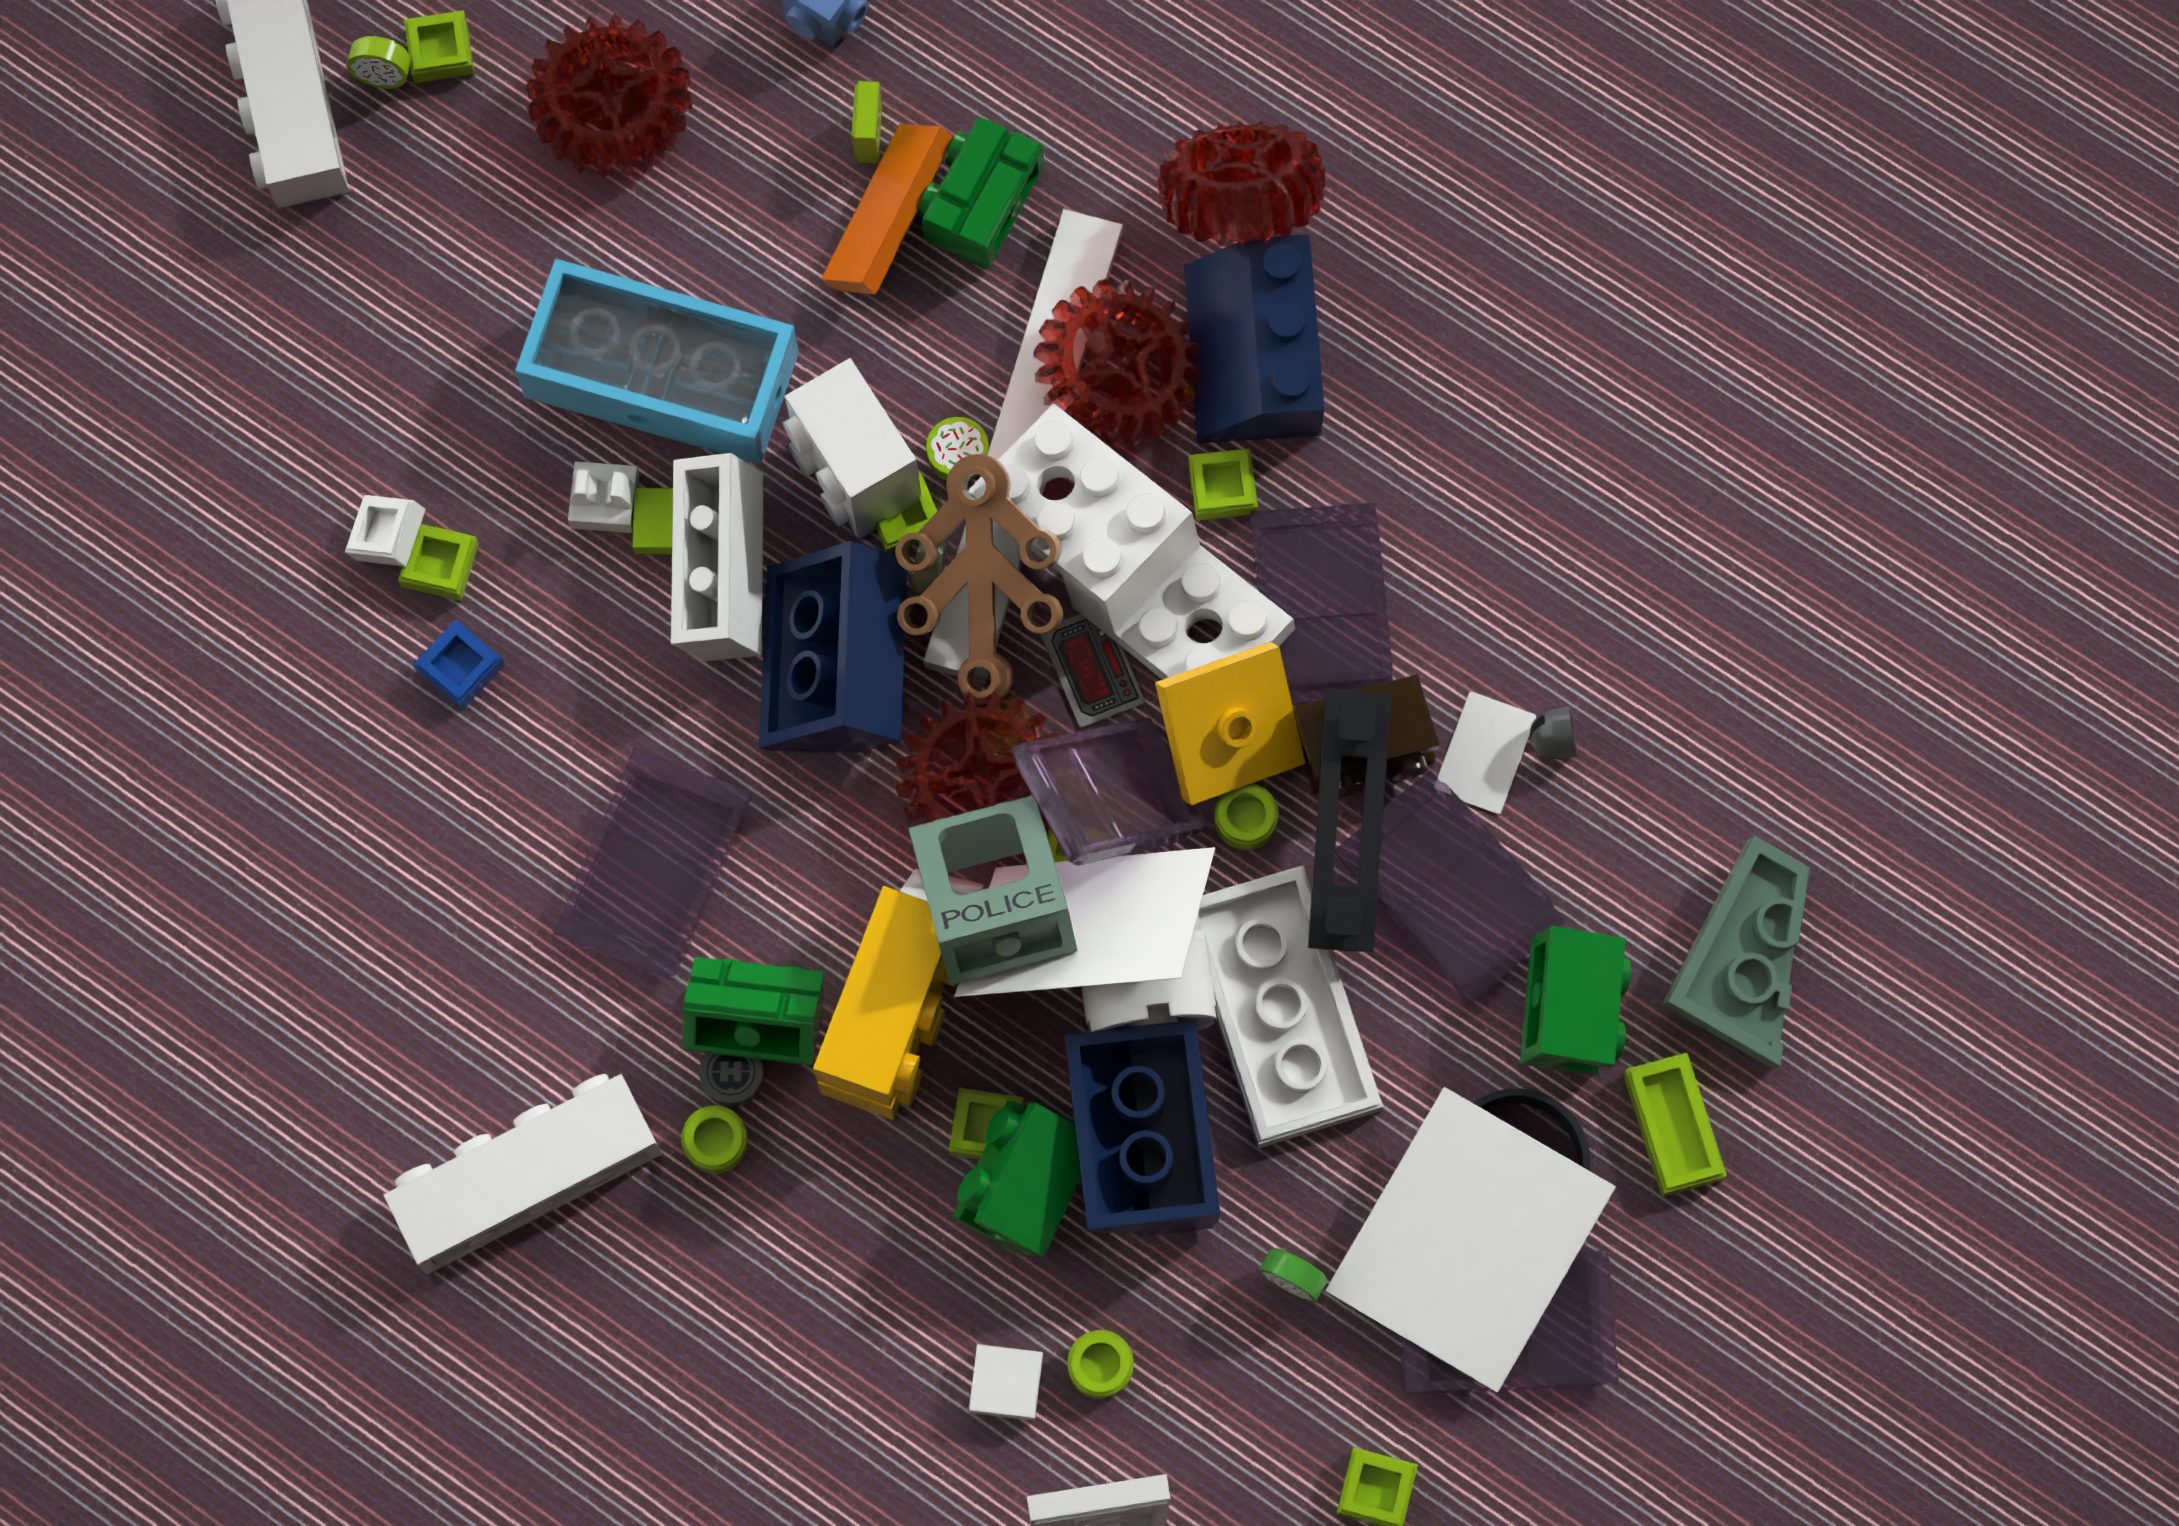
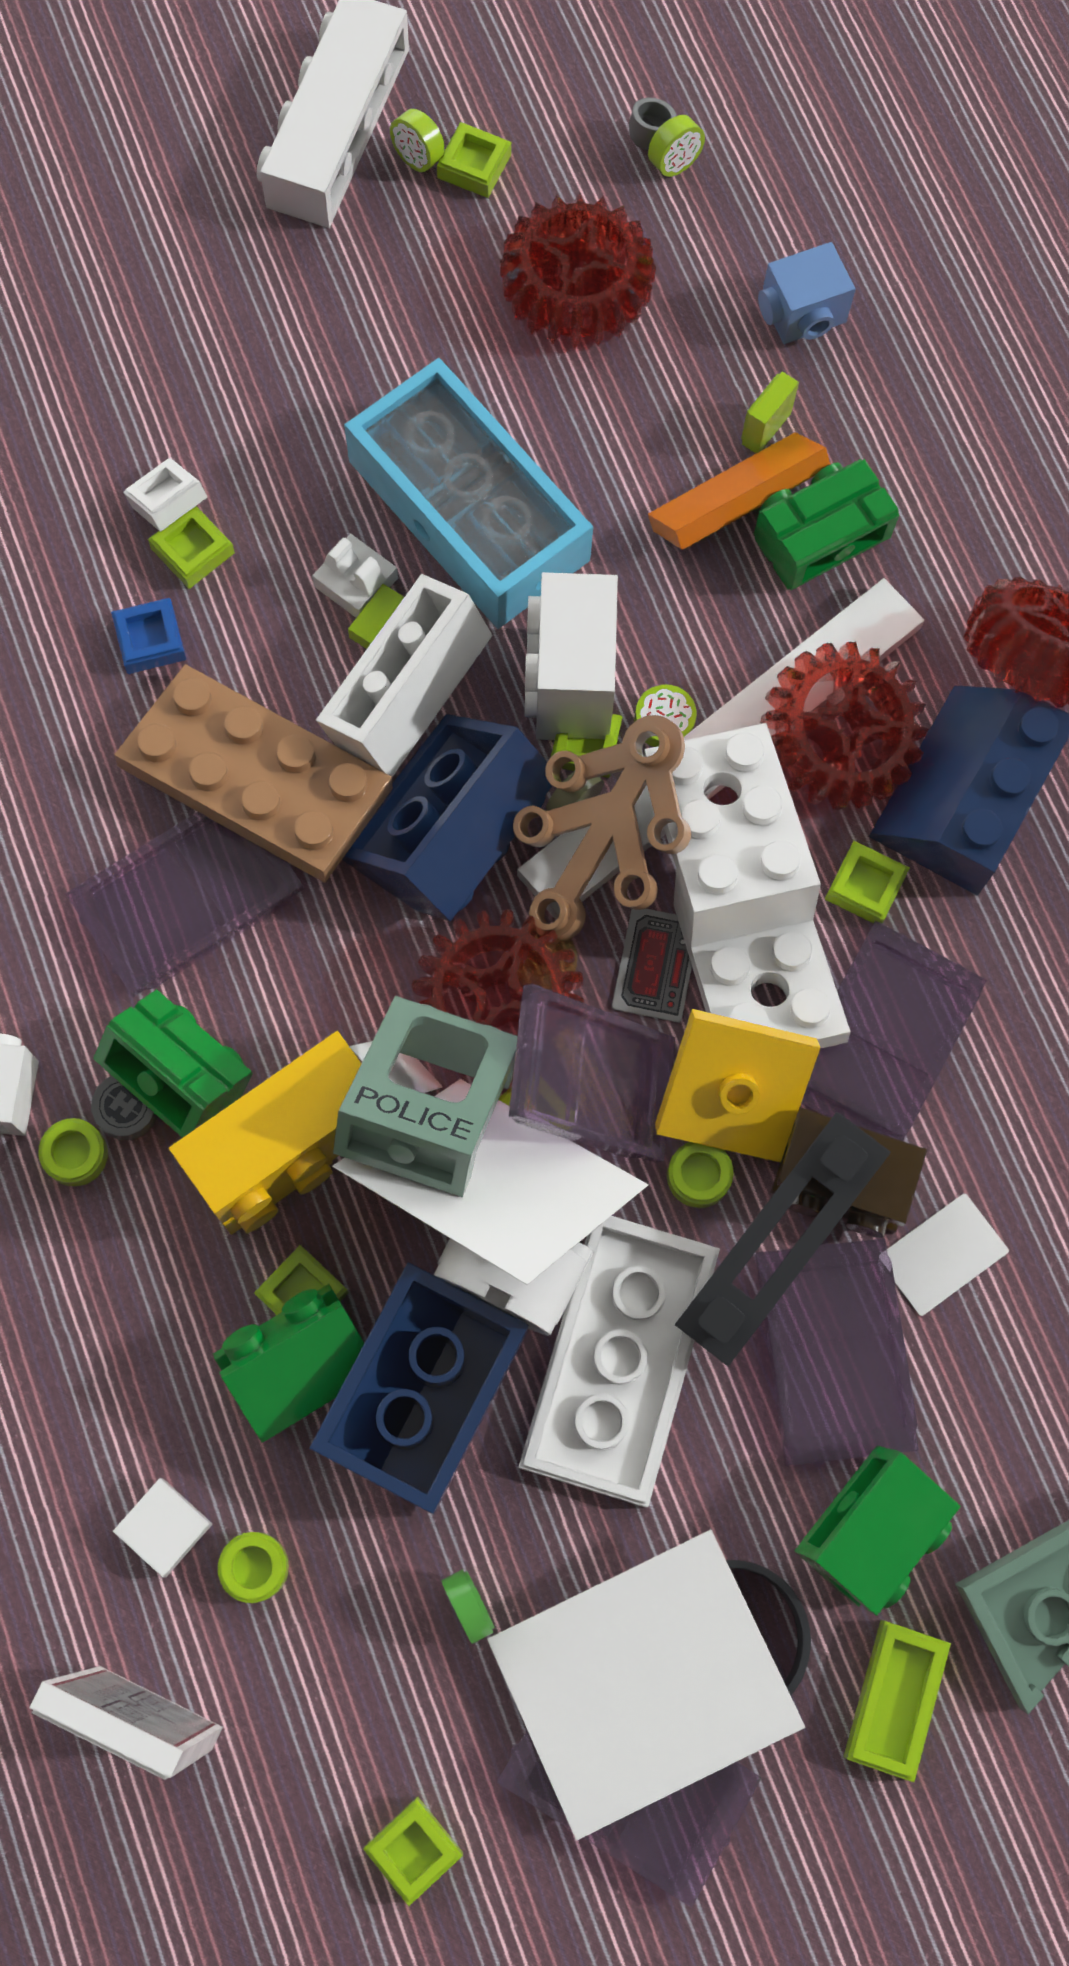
camera: 30 degrees right, 0 degrees up
(640, 723) = (254, 772): none -> medium nougat plate
(1554, 734) = (1014, 1279): dark grey hinge -> none

